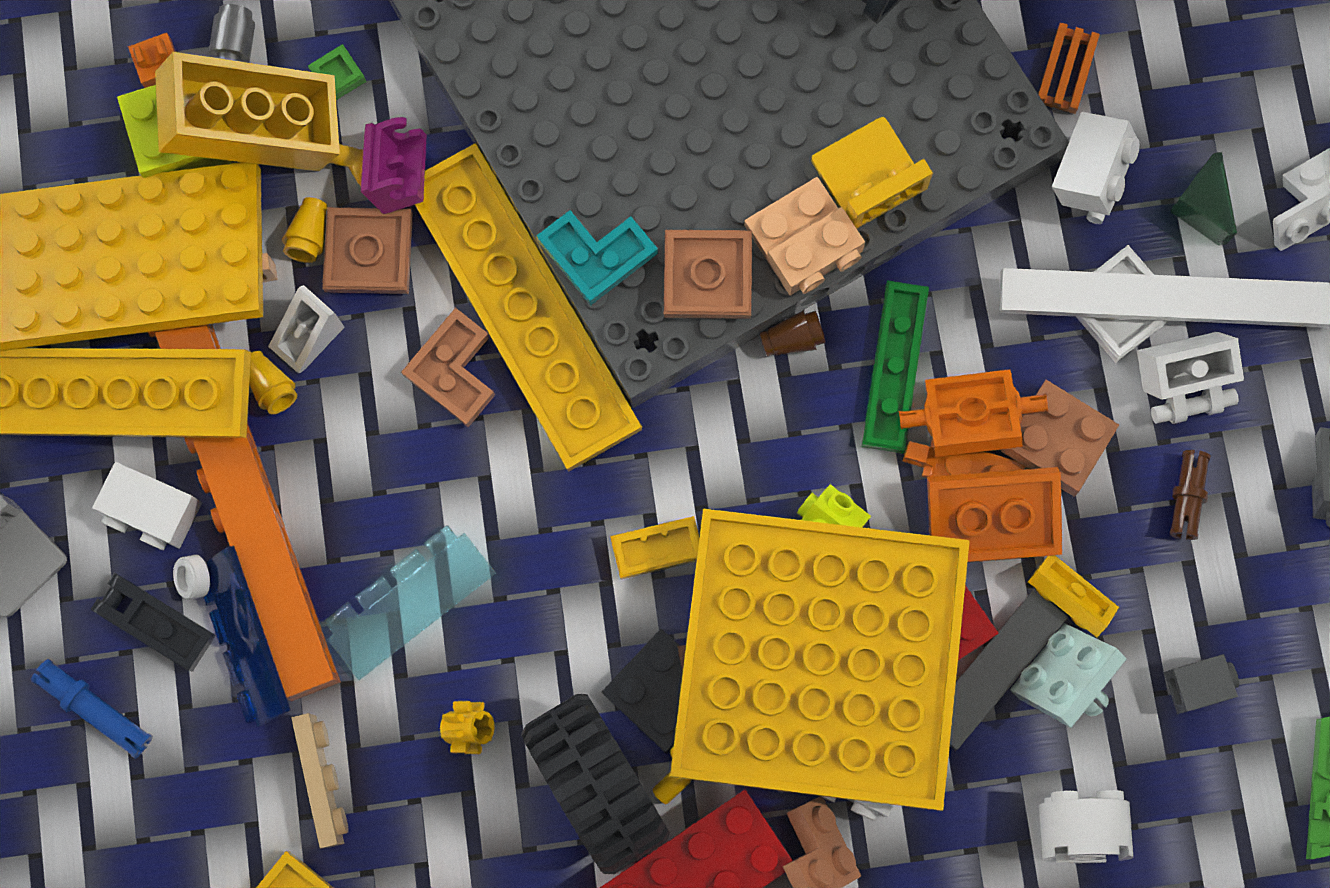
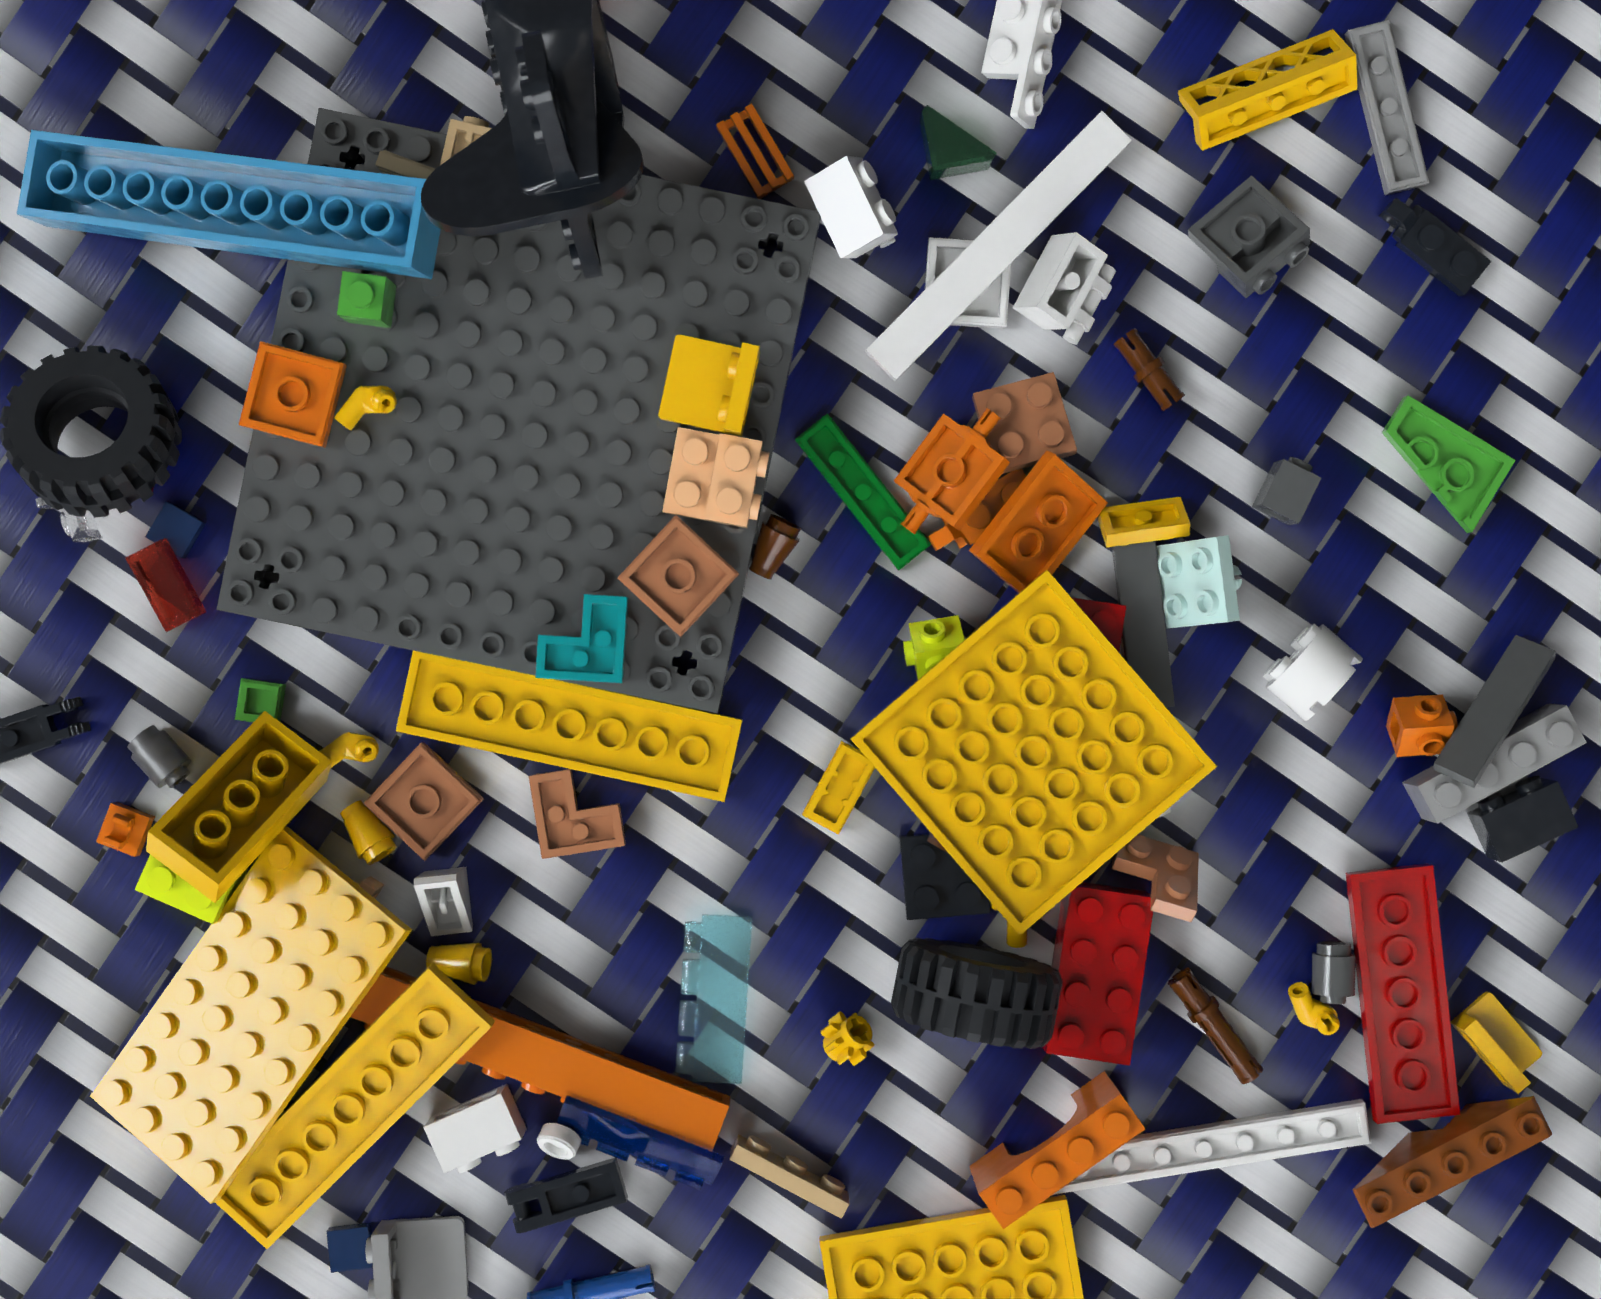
camera: 50 degrees left, 10 degrees up
(393, 165) = (376, 727): magenta hinge -> none

